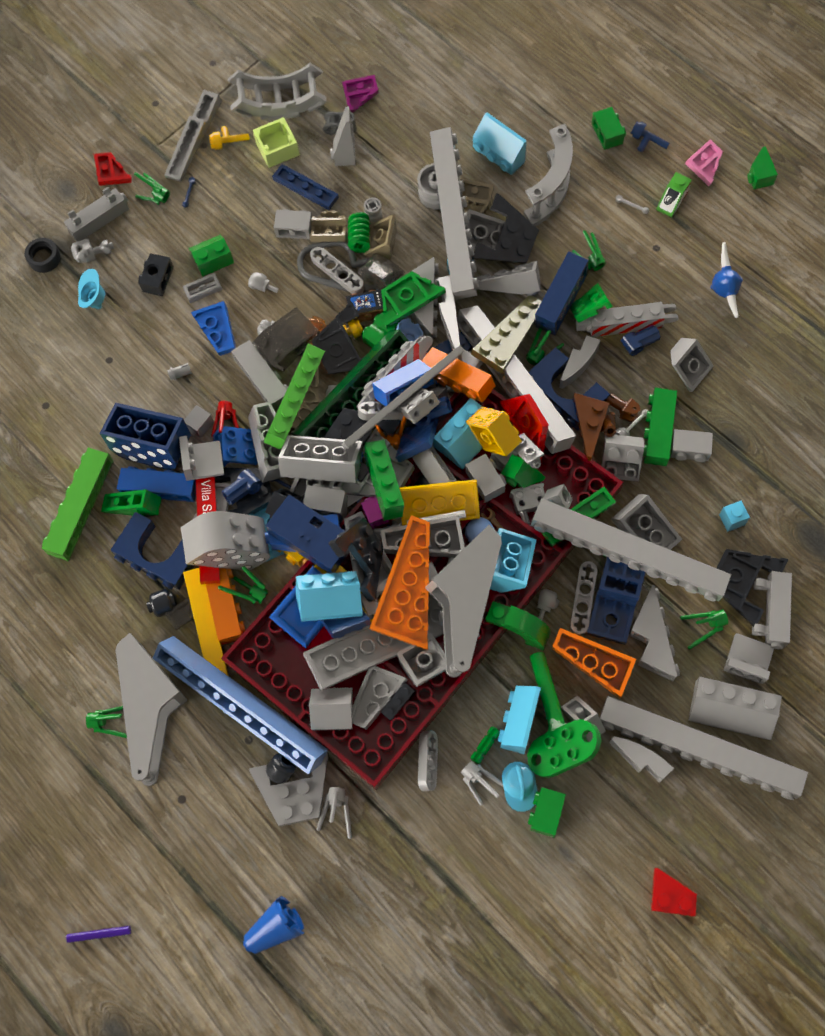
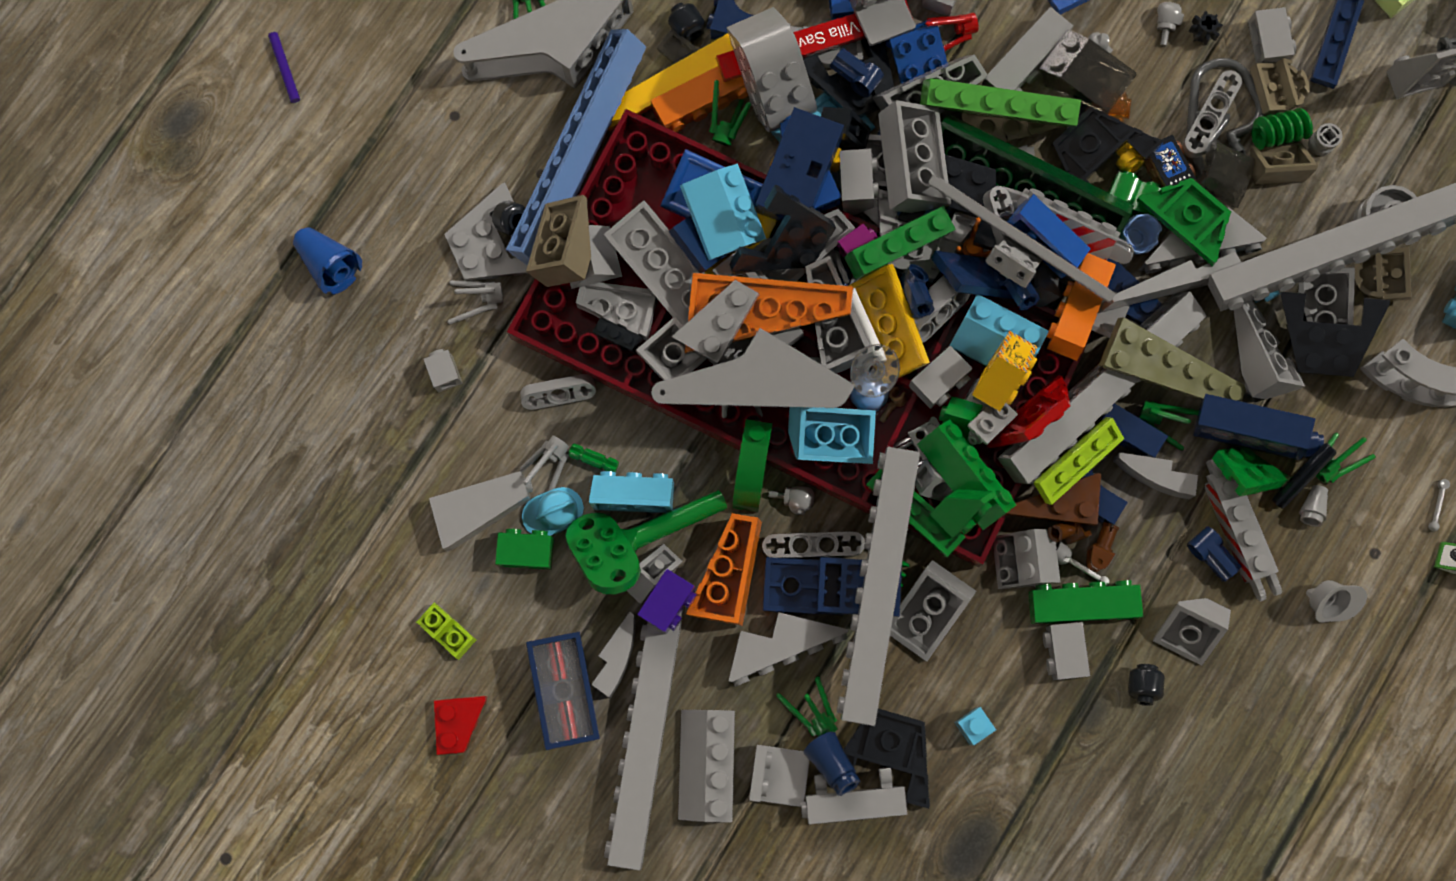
camera: 75 degrees right, 10 degrees up
(274, 261) = (1205, 28): none -> black gear
(318, 723) = (561, 243): none -> dark tan slope
(389, 848) = (442, 370): none -> light grey brick
(414, 618) = (718, 322): none -> light grey wing
(423, 476) = (916, 292): none -> dark blue piece
(472, 516) = (884, 372): none -> clear dish
(506, 847) = (476, 507): none -> light grey slope
(560, 474) = (964, 469): none -> green brick
(564, 403) = (1078, 460): none -> lime plate
(586, 482) = (960, 509): none -> green slope
(598, 889) = (446, 631): none -> lime slope
(599, 274) = (1304, 475): none -> black axle
(611, 706) = (667, 601): none -> dark purple brick
(620, 273) = (1315, 506): none -> light grey cone
(663, 804) = (562, 690): none -> clear brick
(685, 276) = (1336, 601): none -> light grey piece
(722, 401) = (1146, 684): none -> black head
(727, 281) = (1340, 663): blue helmet -> none
(749, 615) = (832, 763): none -> dark blue plant

